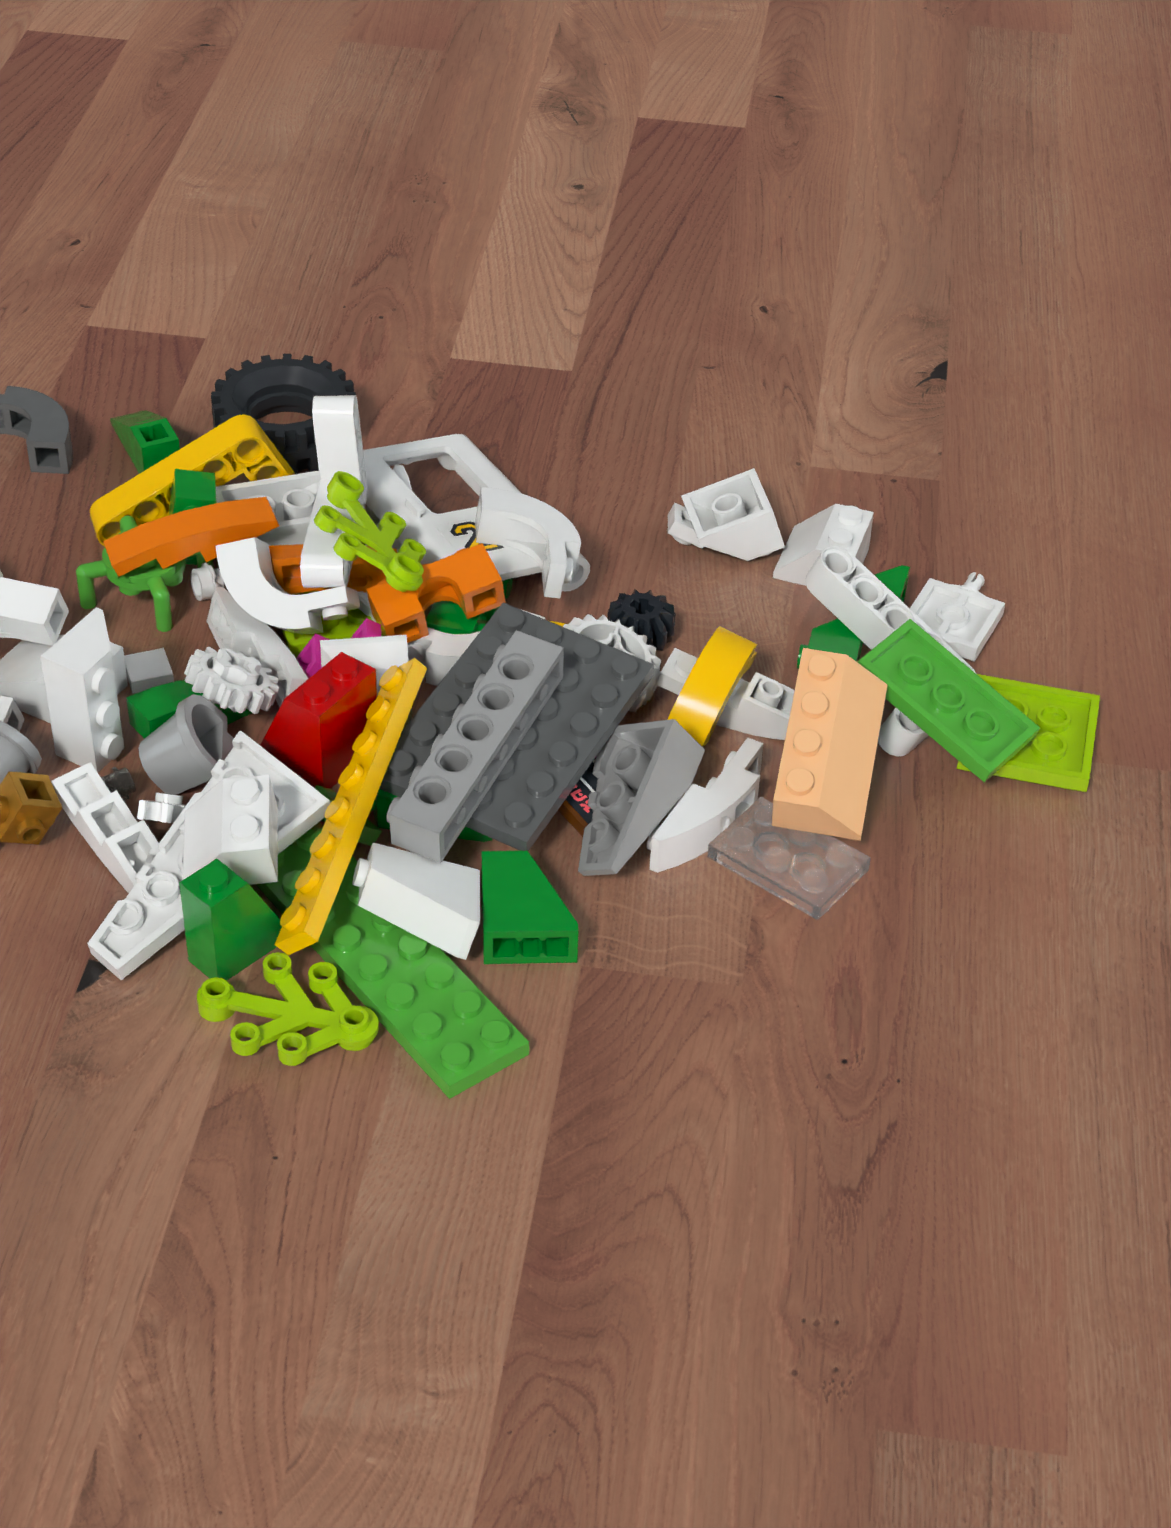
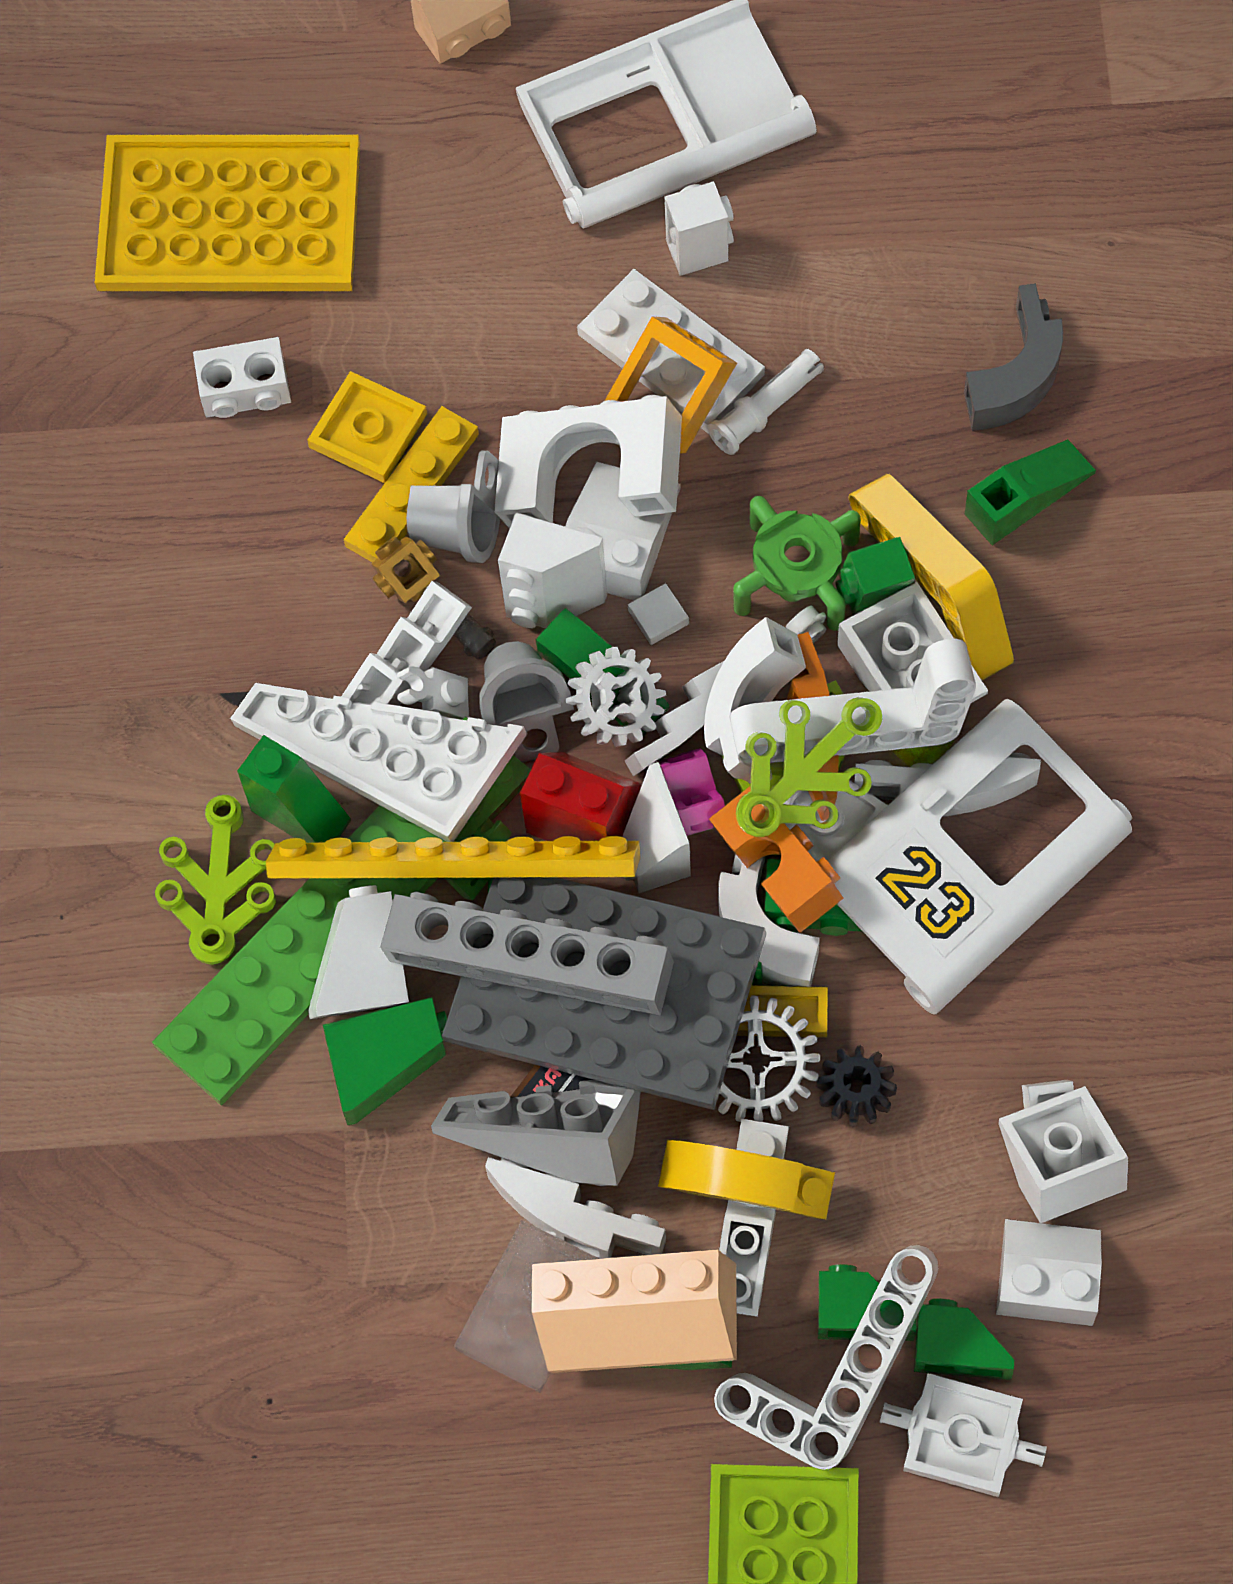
camera: 85 degrees right, 25 degrees up
(190, 532) = (815, 588): orange slope -> none
(236, 826) = (373, 767): white slope -> none
(278, 388) = (1129, 565): black tyre -> none
(533, 528) = (935, 913): white arch -> none
(949, 700) = (755, 1431): bright green plate -> none

